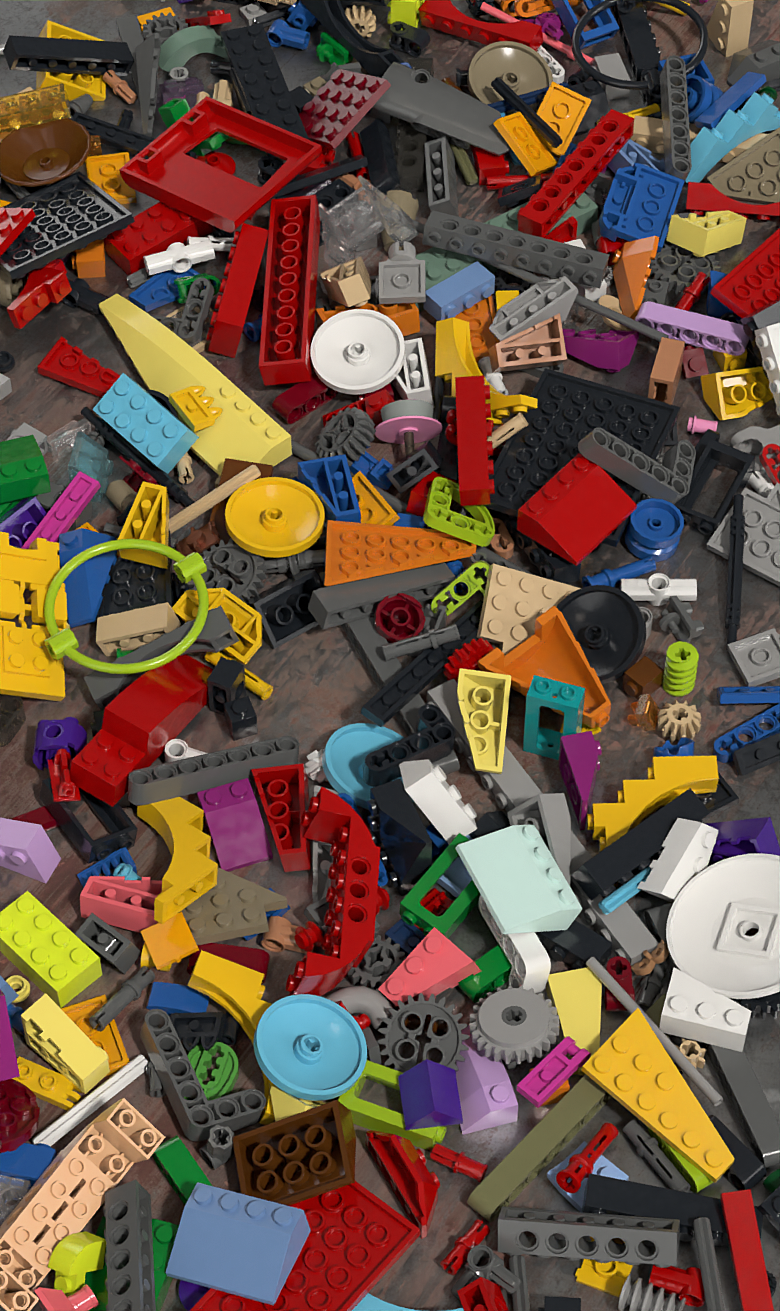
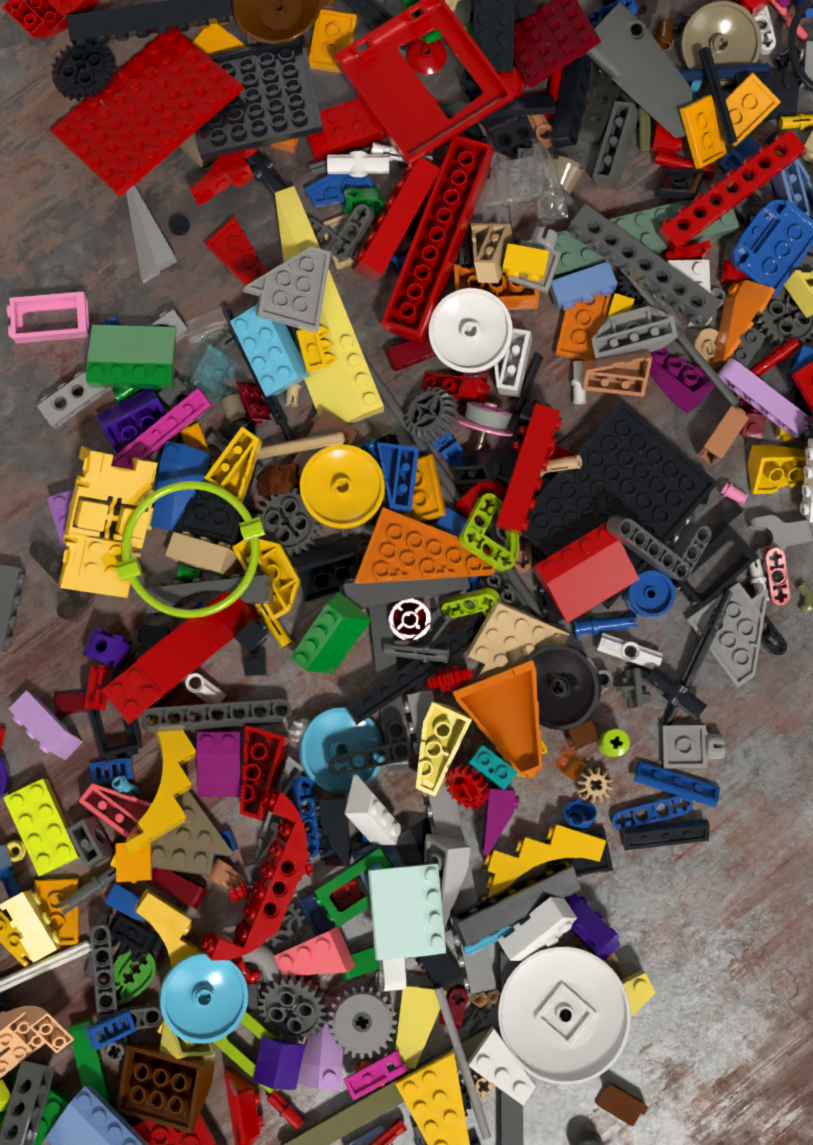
camera: 15 degrees right, 30 degrees up
(153, 356) = (293, 290): none -> light grey wing
(191, 1127) = (98, 1026): none -> blue slope
(318, 651) = (331, 636): none -> green slope
(391, 272) = (525, 262): none -> yellow brick
(456, 359) = (554, 391): yellow arch -> none
(526, 751) = (467, 787): none -> red gear
(726, 603) = (675, 692): none -> black piece

